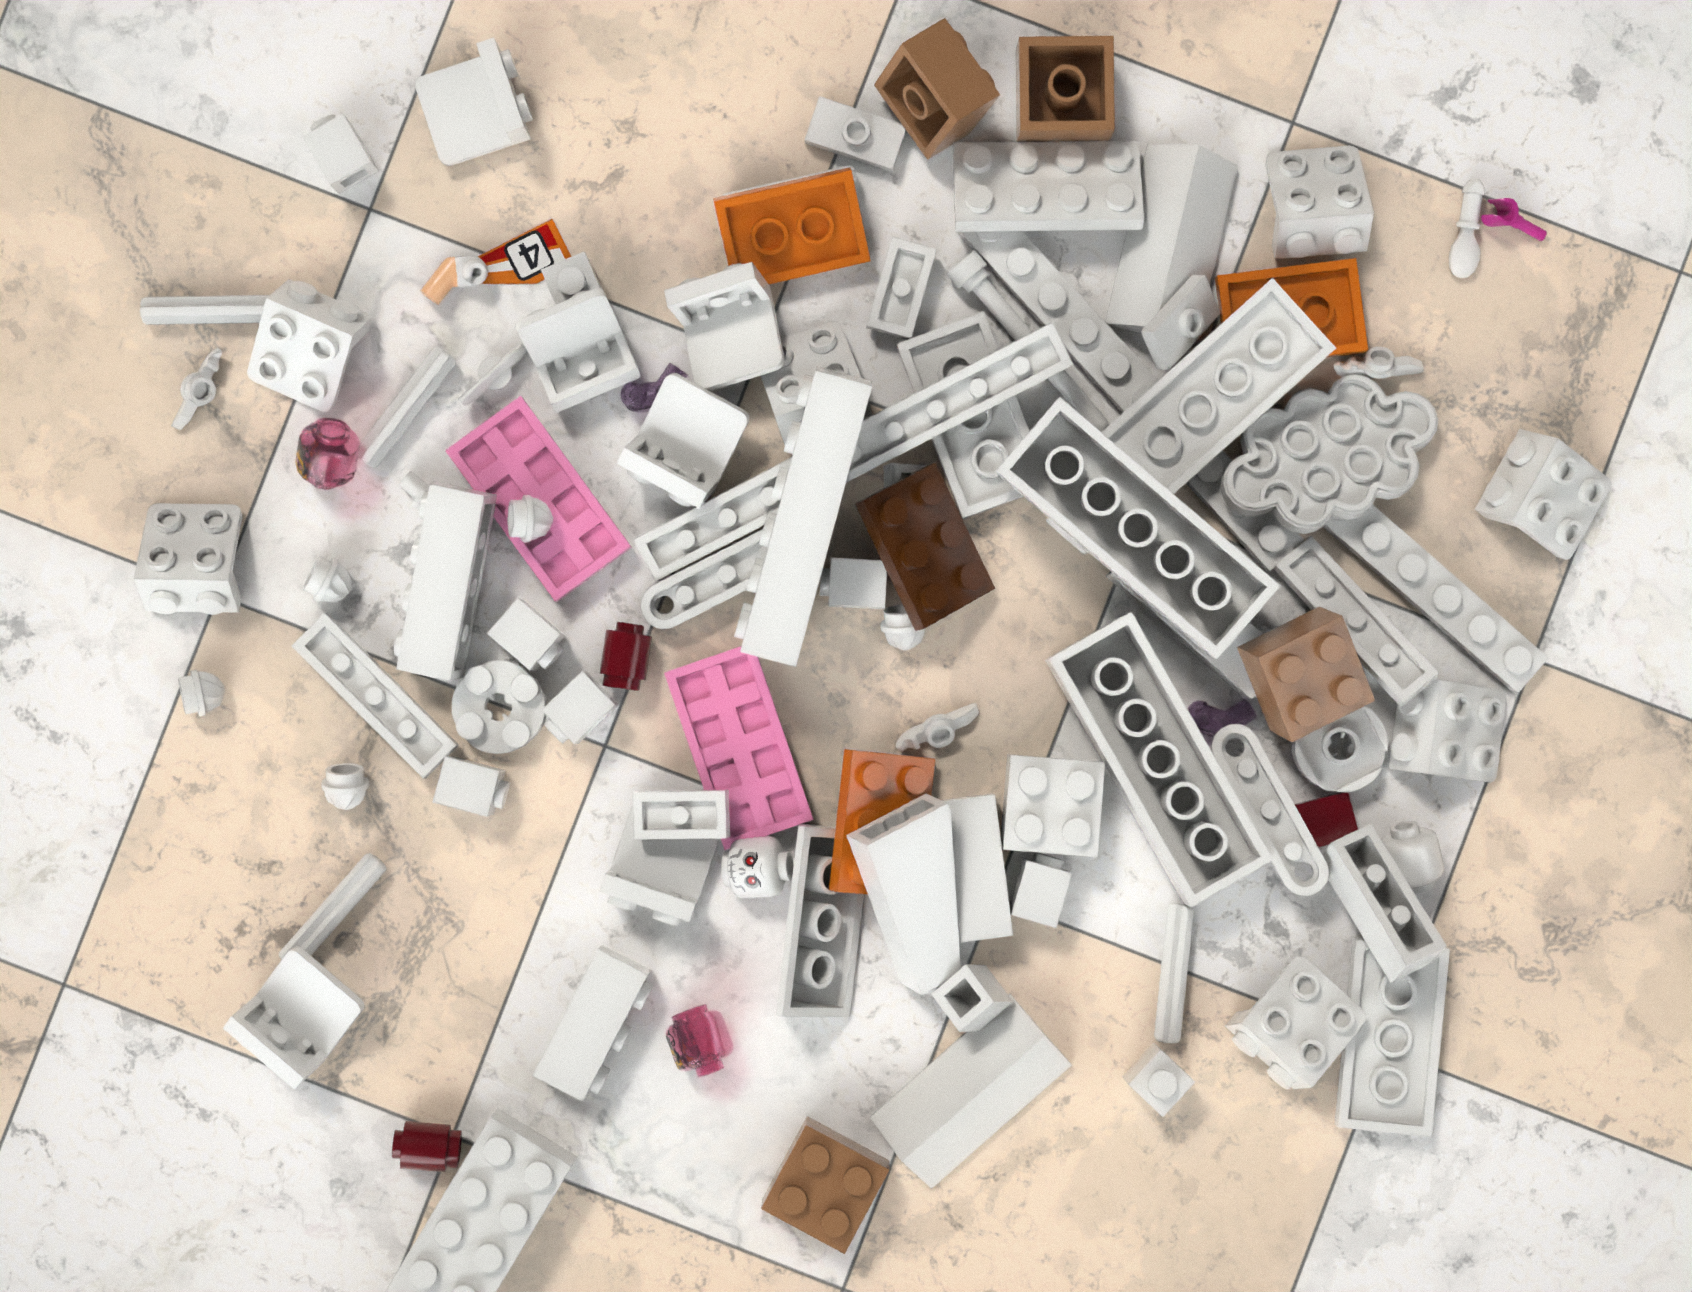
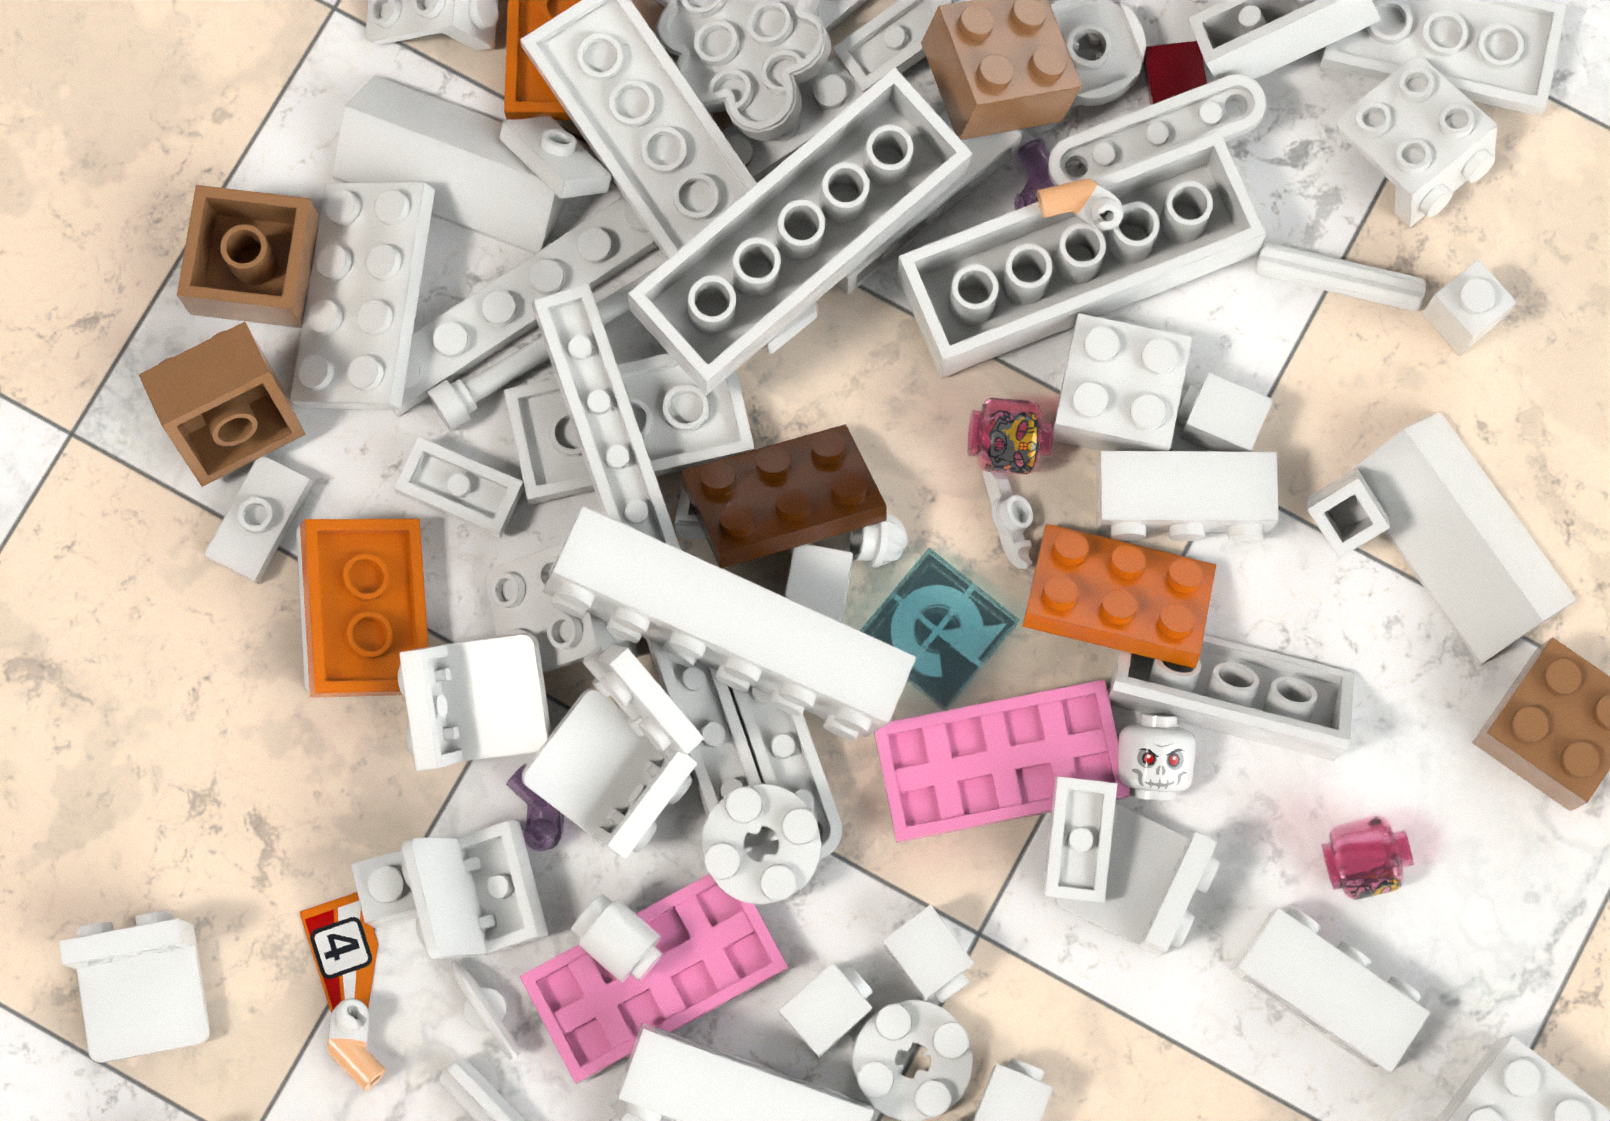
camera: 85 degrees left, 10 degrees down
(528, 518) = (679, 983): white plate -> none
(554, 466) = (617, 938): none -> white brick
(625, 656) = (870, 887): dark red brick -> none
(667, 552) = (747, 812): none -> white plate
(733, 461) = (642, 699): none -> white plate
(839, 683) = (943, 624): none -> clear light blue tile
(912, 888) = (1207, 562): white slope -> none
(1000, 720) = (1009, 435): none -> head
(1197, 756) = (1084, 199): none -> arm

